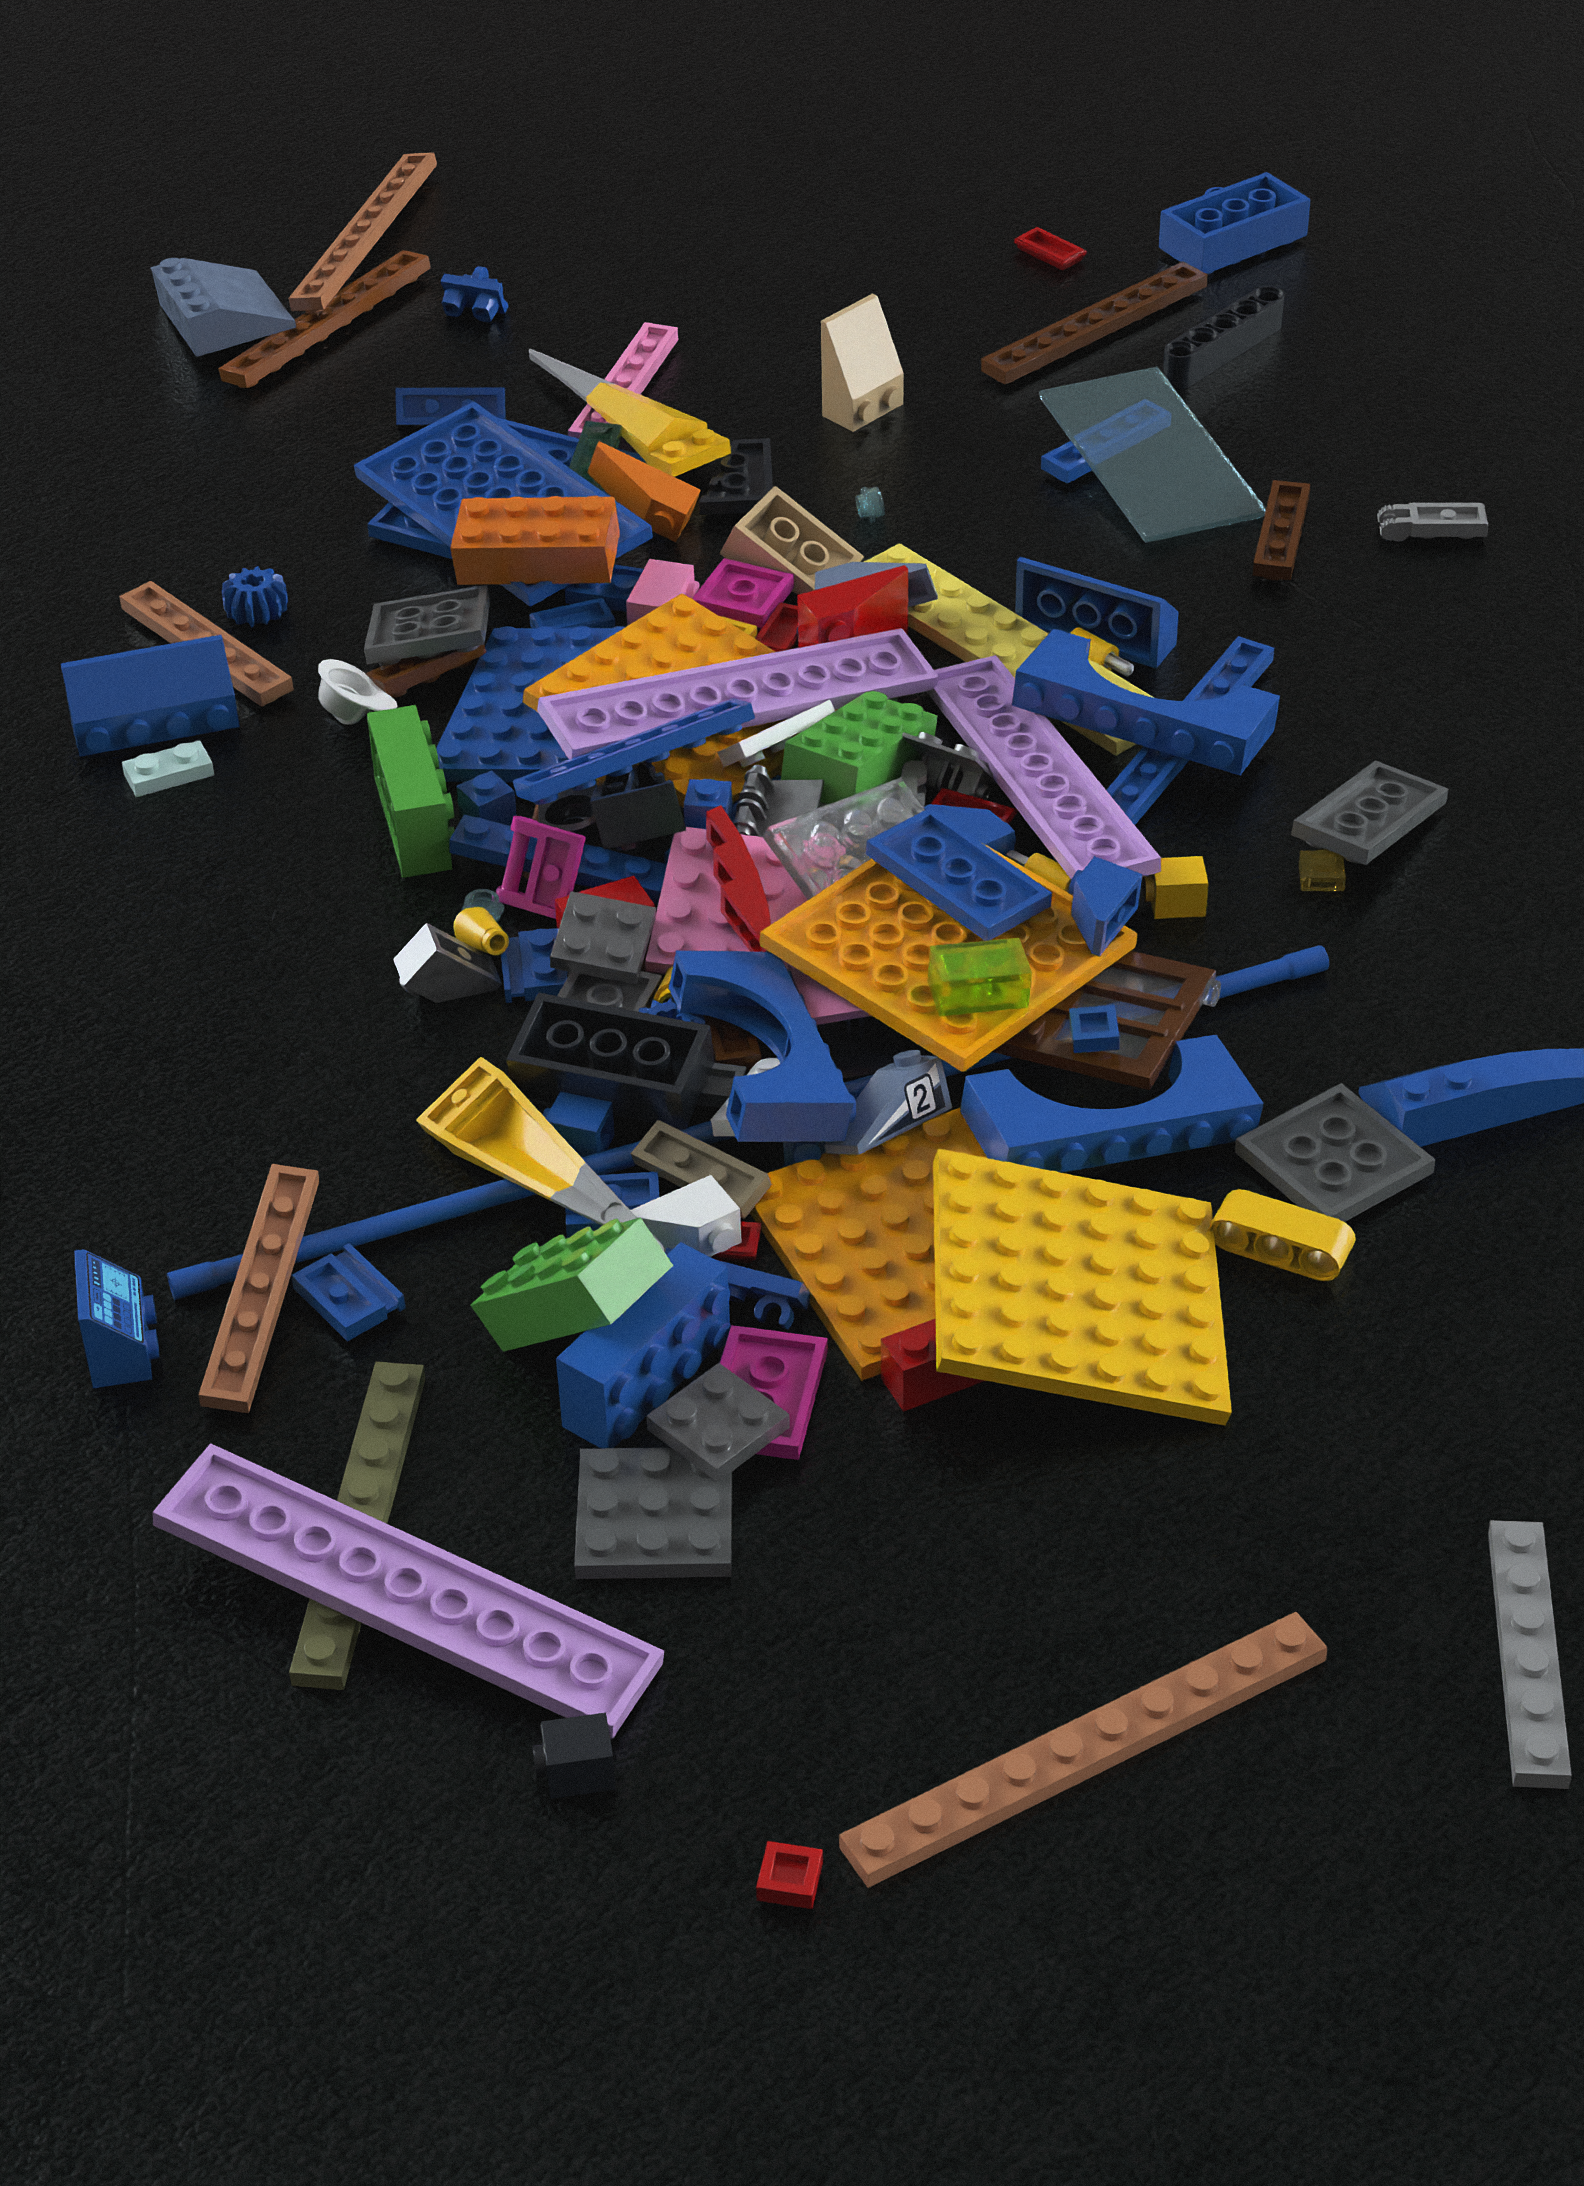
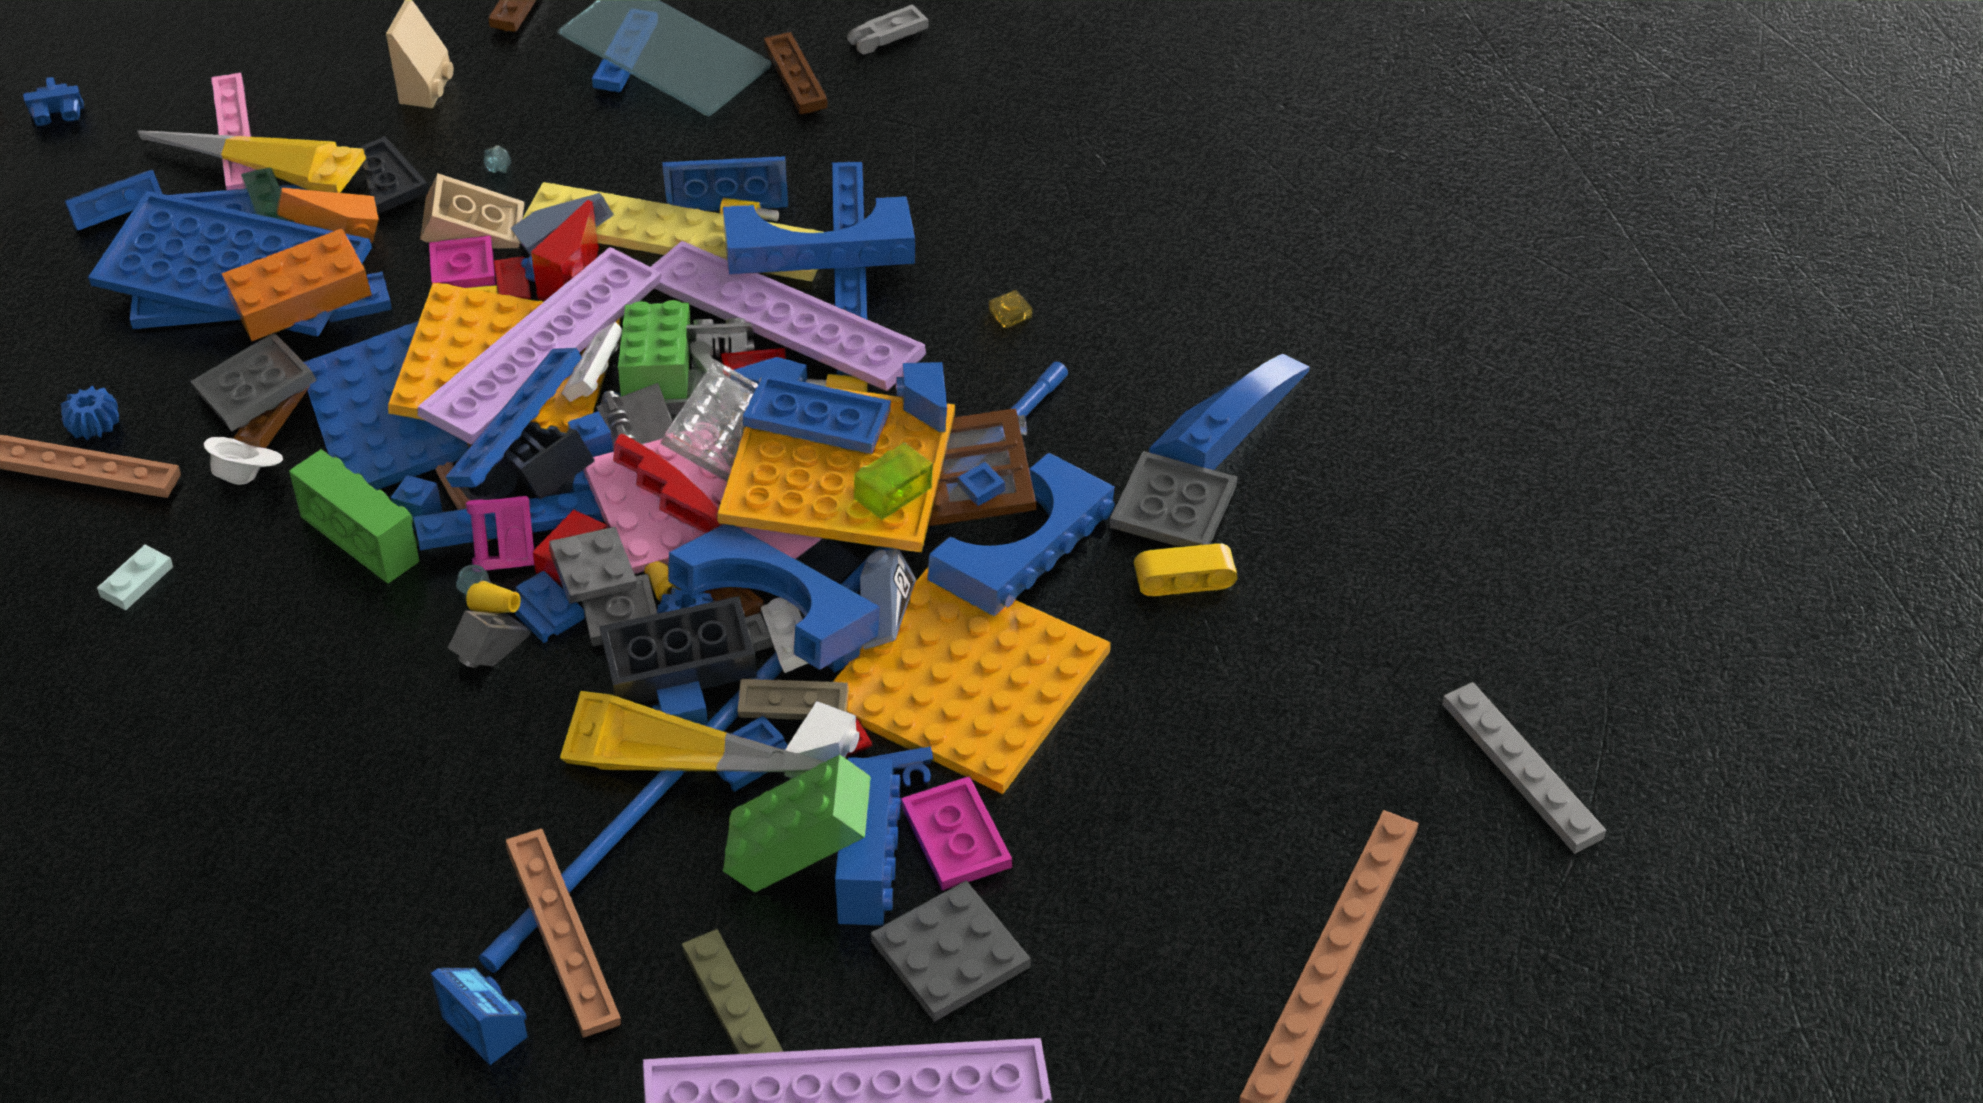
camera: 35 degrees left, 5 degrees up
(150, 695) = (83, 527): blue slope -> none
(348, 1292) = (620, 904): blue plate -> none
(589, 613) = (352, 330): blue tile -> none
(658, 585) = (407, 289): bright pink brick -> none
(718, 1422) = (951, 868): flat silver plate -> none
(910, 1367) = (1048, 755): red brick -> none
(1077, 1288) = (1100, 665): yellow plate -> none
(1178, 889) = (942, 349): yellow brick -> none
(1369, 812) = (1015, 256): dark grey plate -> none

